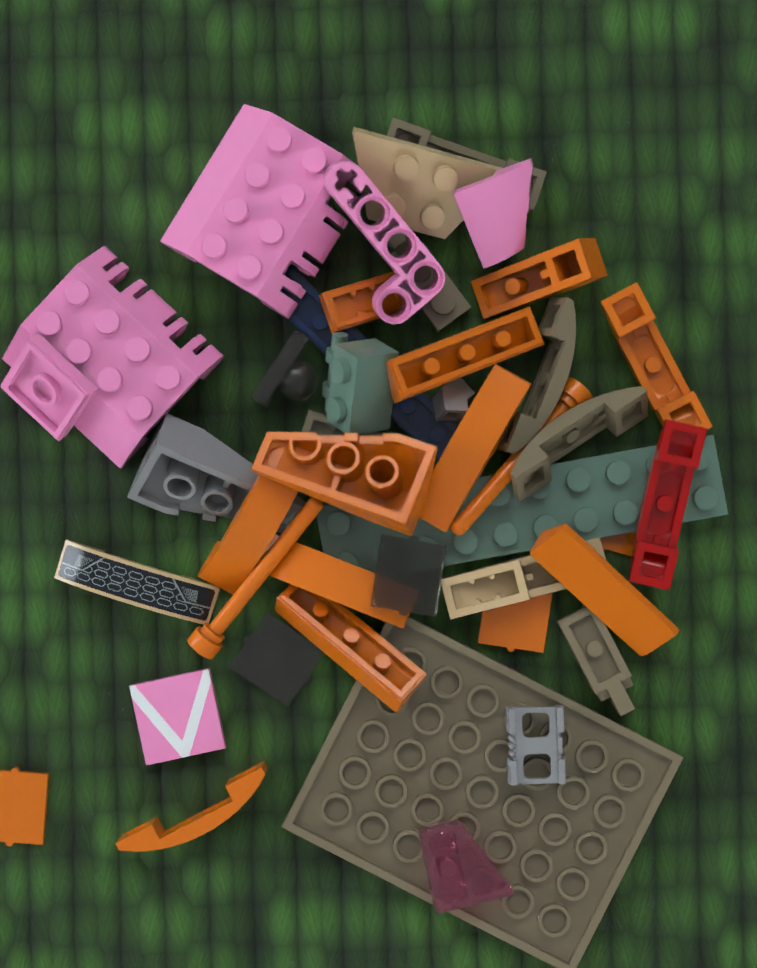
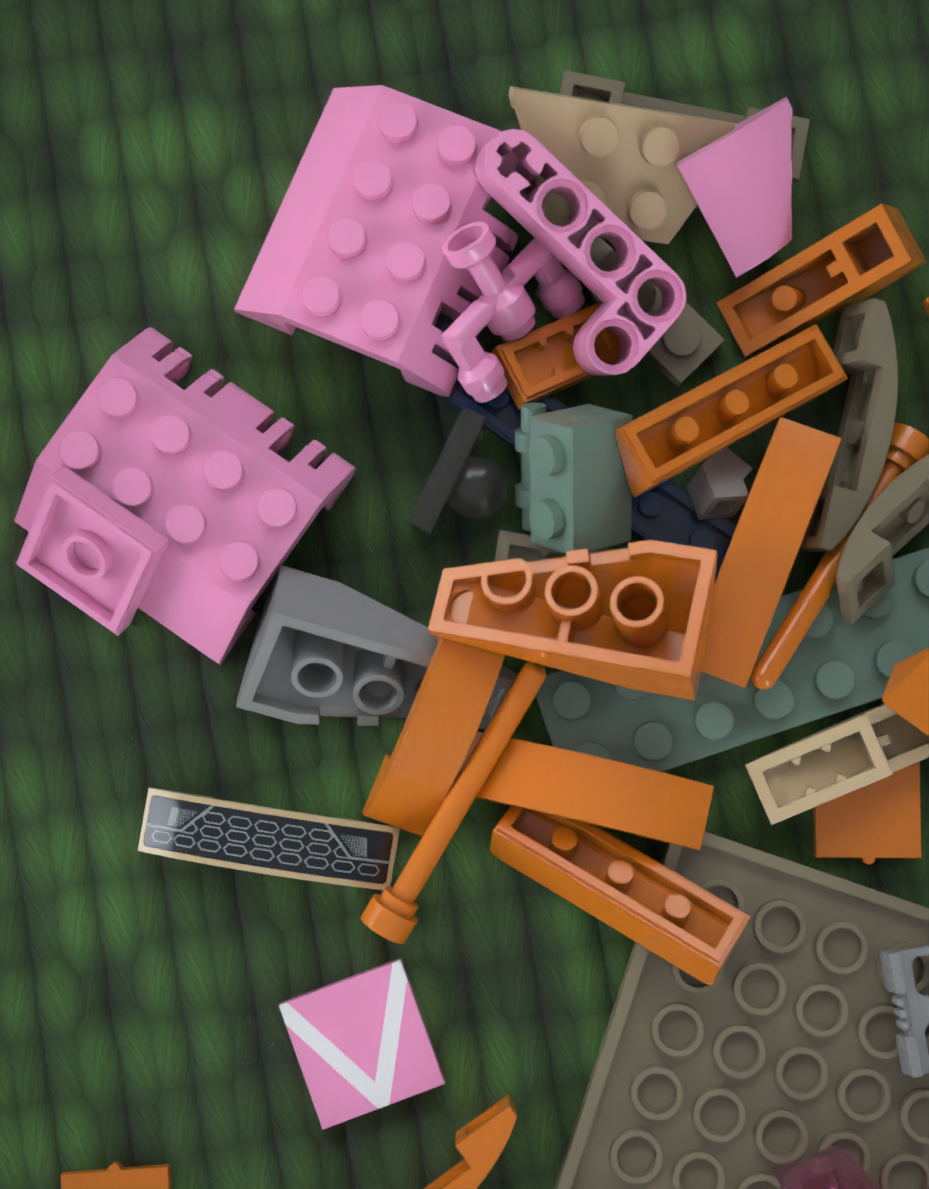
camera: 10 degrees left, 5 degrees down
(277, 659) = (505, 928): clear smoke piece -> none
(329, 267) = (504, 303): none -> bright pink piece
(408, 575) = (696, 764): clear smoke piece -> none

